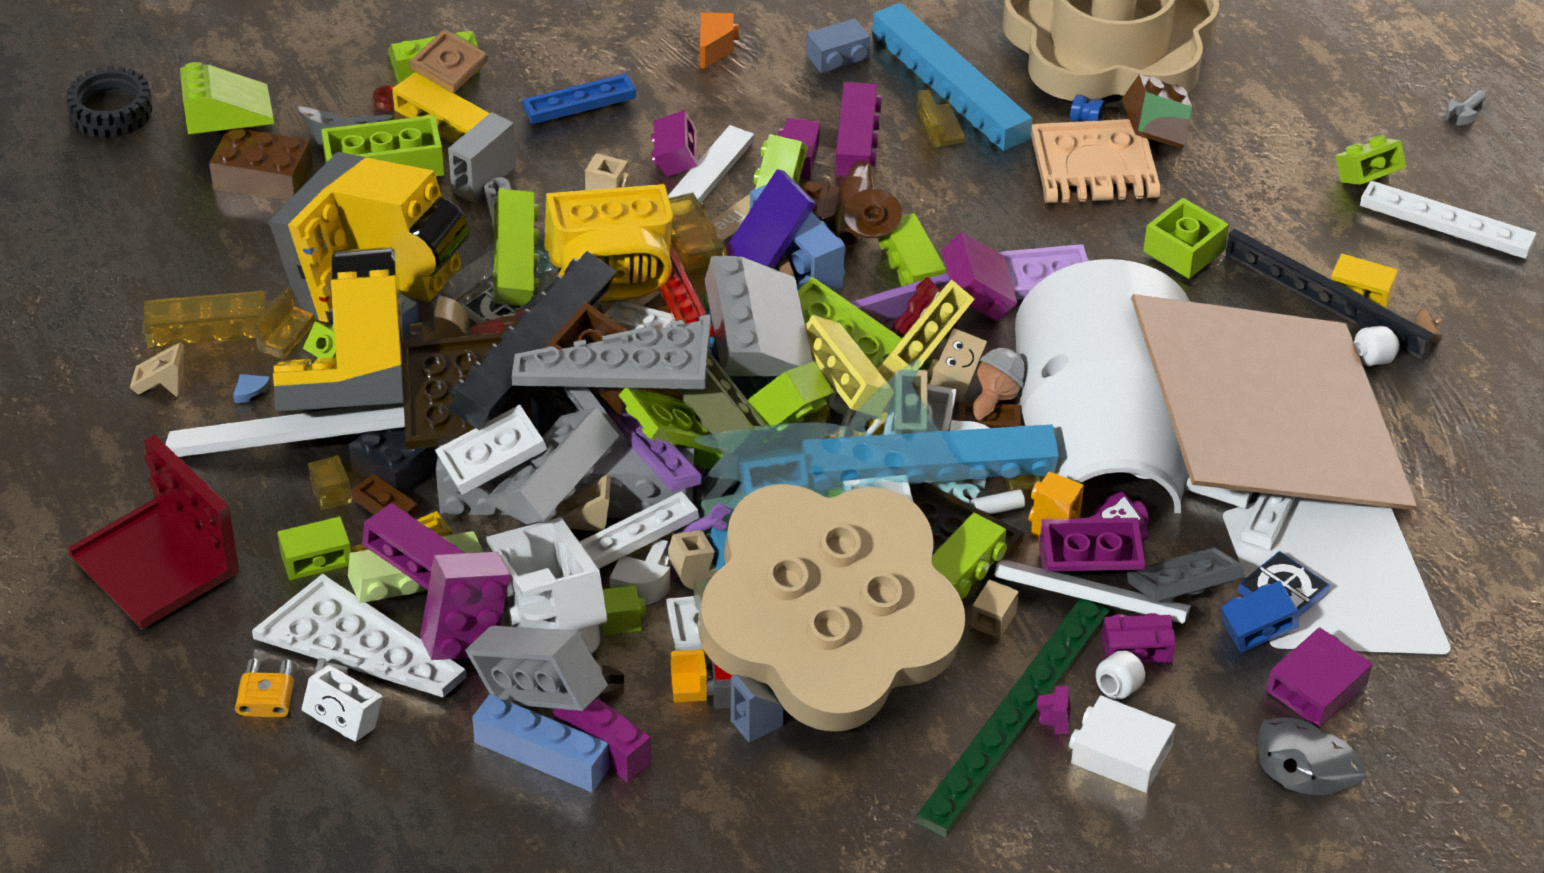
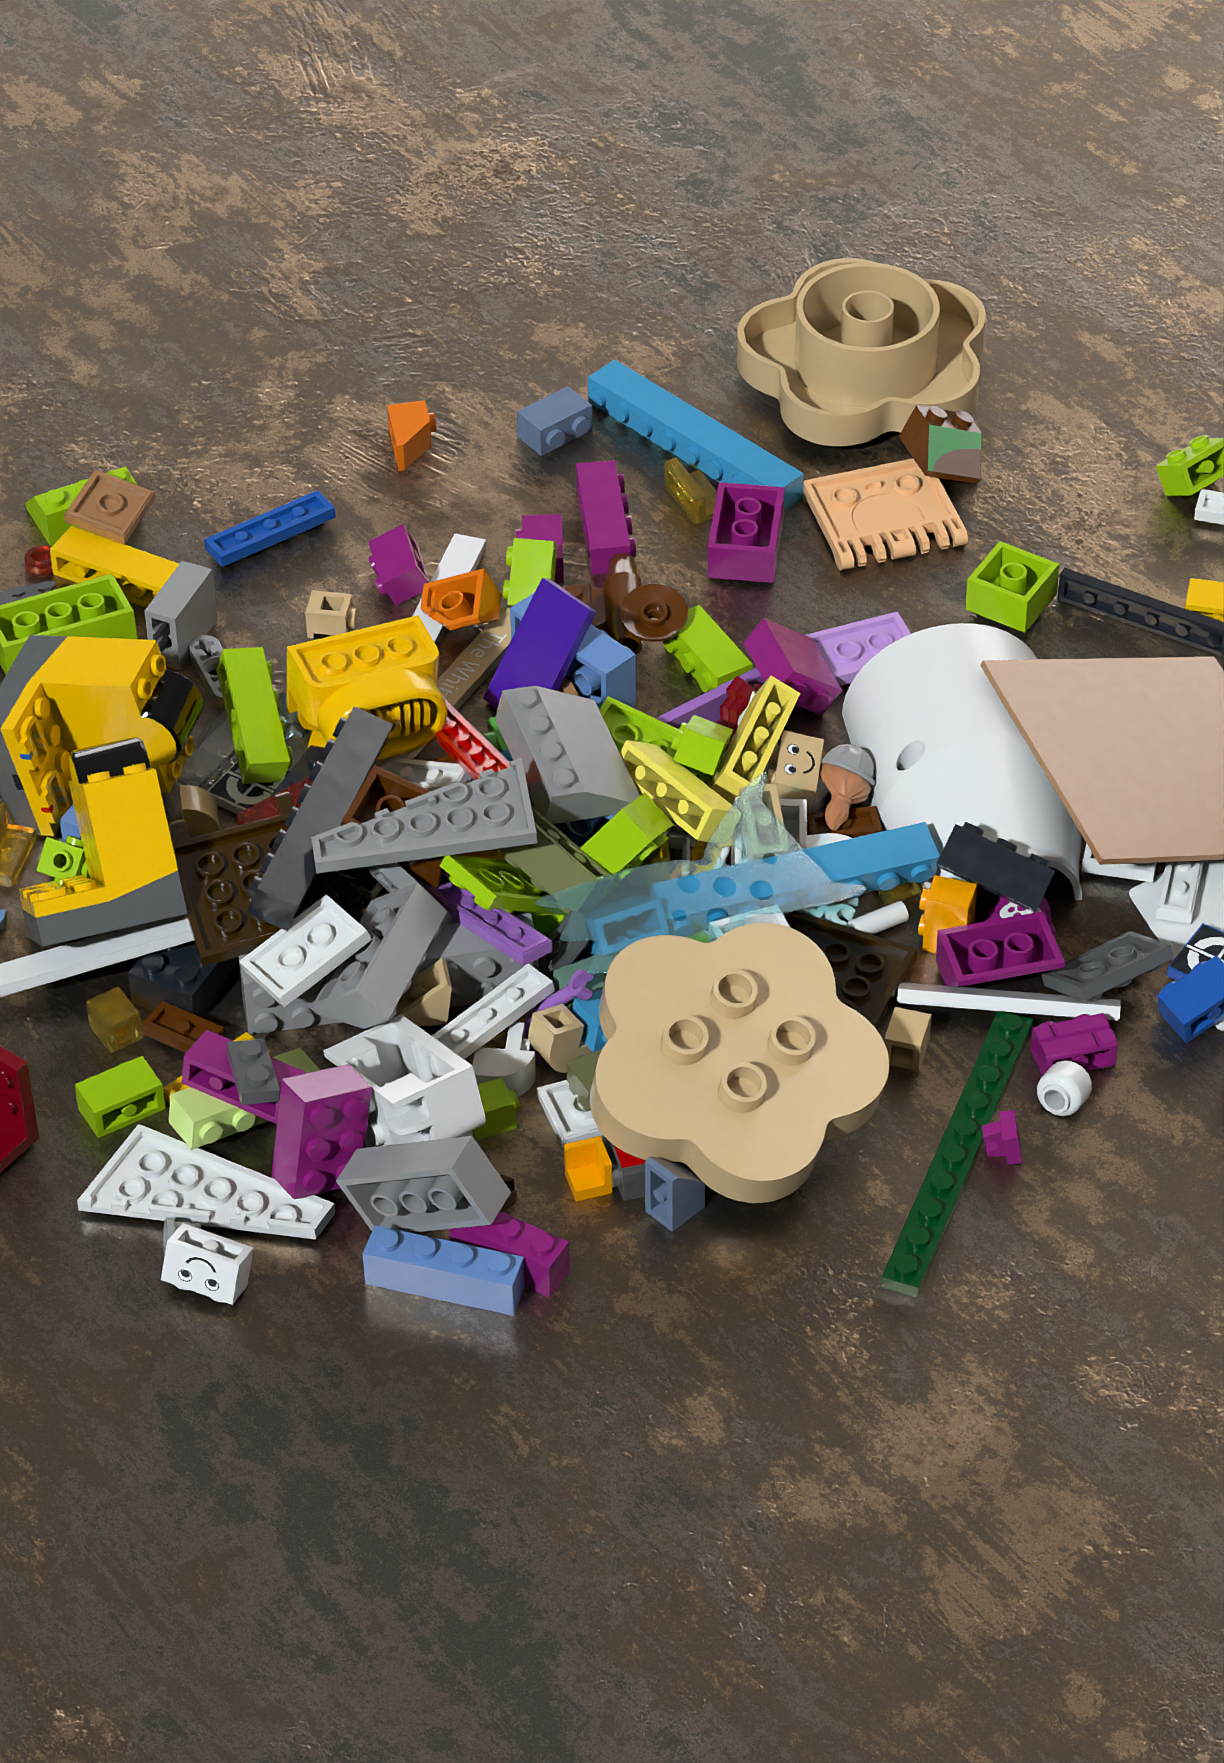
camera: 10 degrees left, 0 degrees up
(265, 692) = (111, 1268): light orange piece -> none
(417, 544) = (253, 1071): none -> dark grey plate
(694, 234) = (460, 674): clear yellow brick -> none
(718, 180) = (462, 600): none -> orange slope
(878, 329) = (701, 744): none -> lime brick
(970, 552) = (869, 976): lime brick -> none
(971, 159) = (746, 532): none -> magenta brick
(1086, 111) = (860, 455): blue wheel -> none
(1103, 472) = (996, 866): none -> black brick
(1122, 743) = (1084, 1162): white brick -> none

